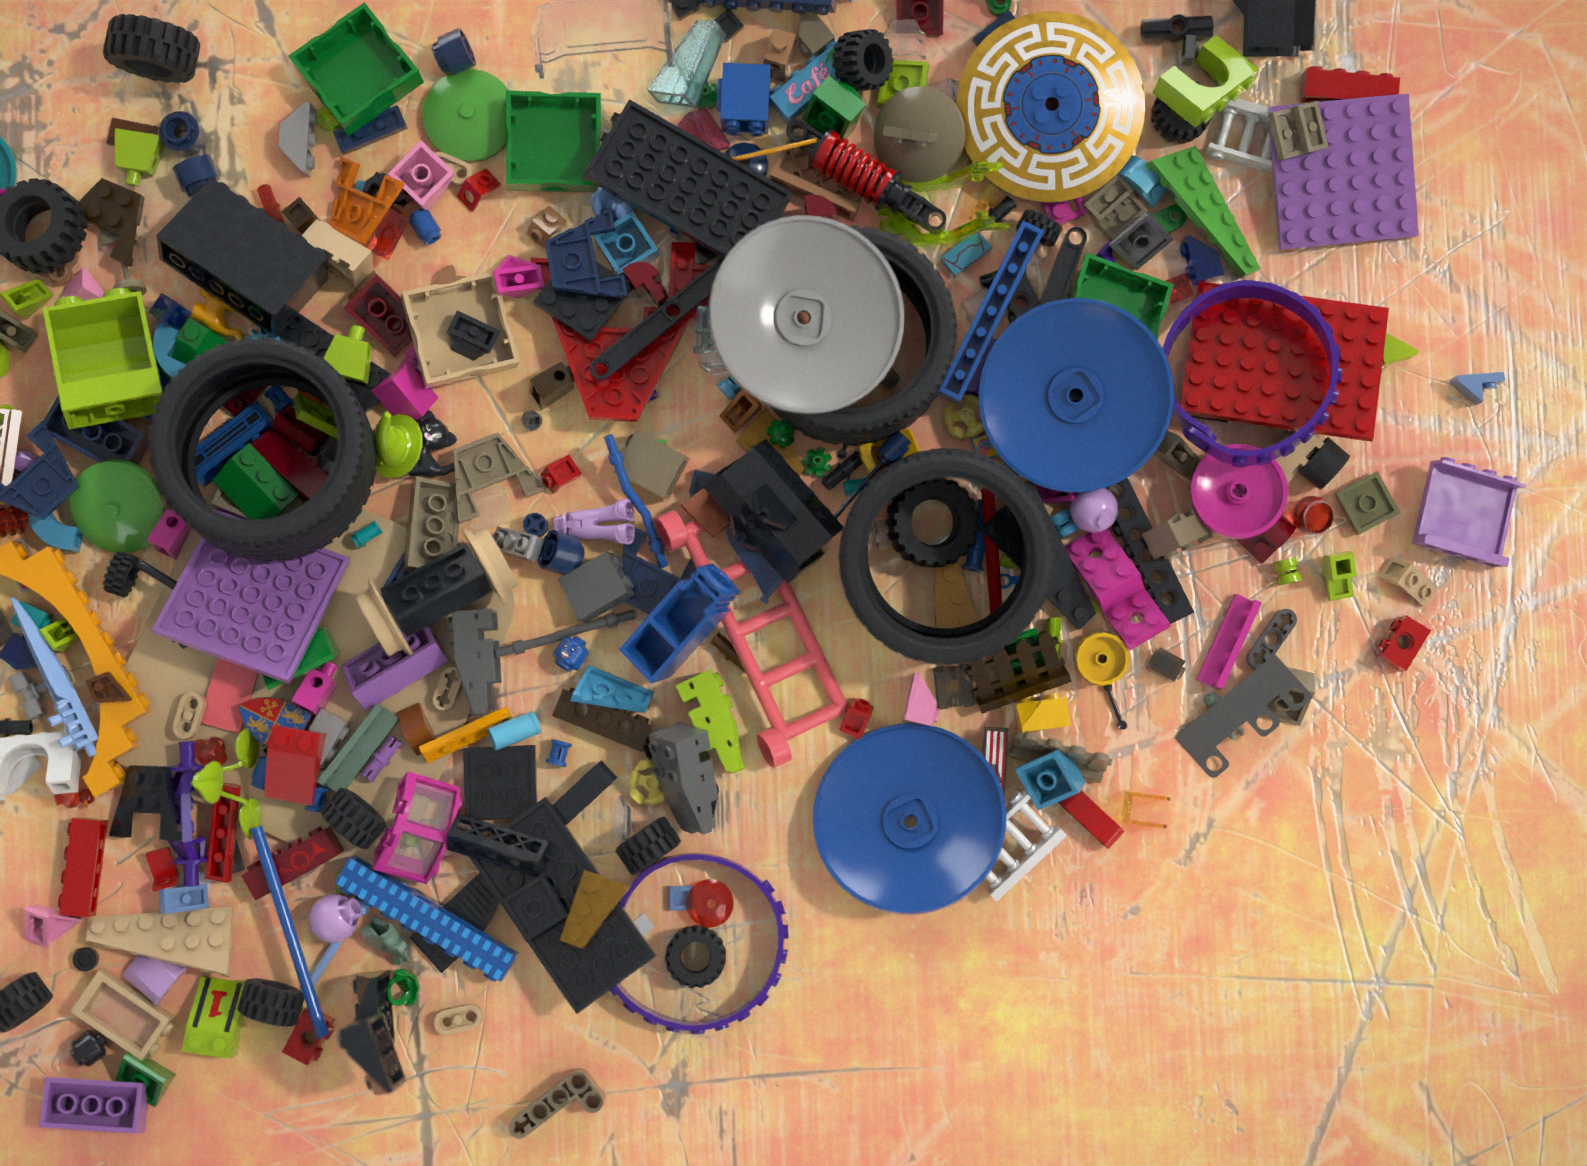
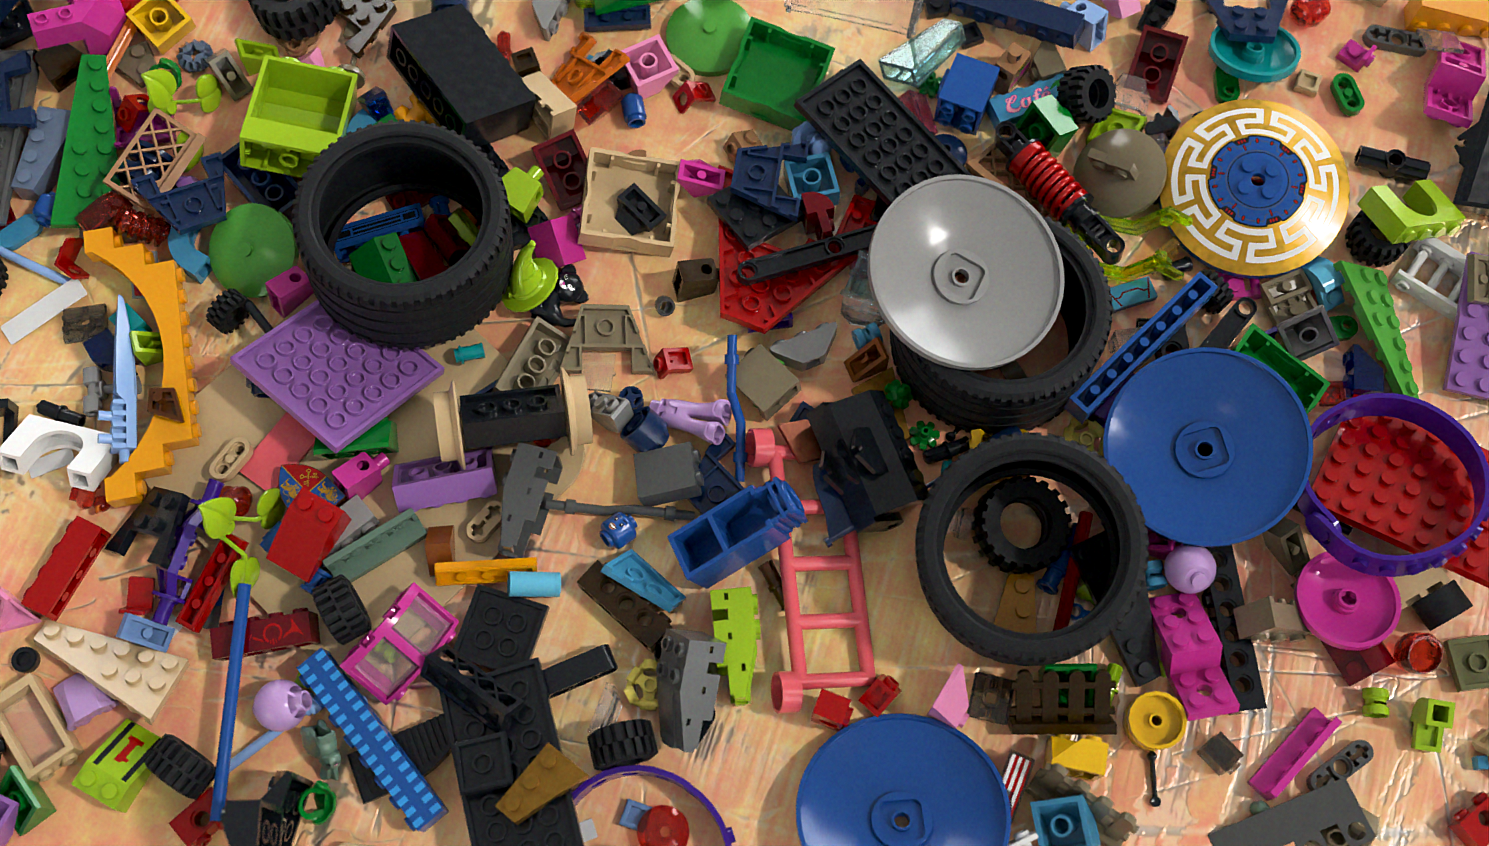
camera: 20 degrees right, 15 degrees down
(381, 758) = (394, 565): medium lavender pin -> none
(564, 746) = (567, 631): blue bush -> none
(680, 416) = (806, 348): none -> light grey slope
(776, 149) = (982, 142): light orange axle -> none
(819, 750) = (832, 710): none -> red brick
(946, 67) = (1165, 123): none -> black hand
(1189, 50) = (1400, 183): dark grey plate -> none
(1390, 592) = (1480, 763): none -> dark azure piece

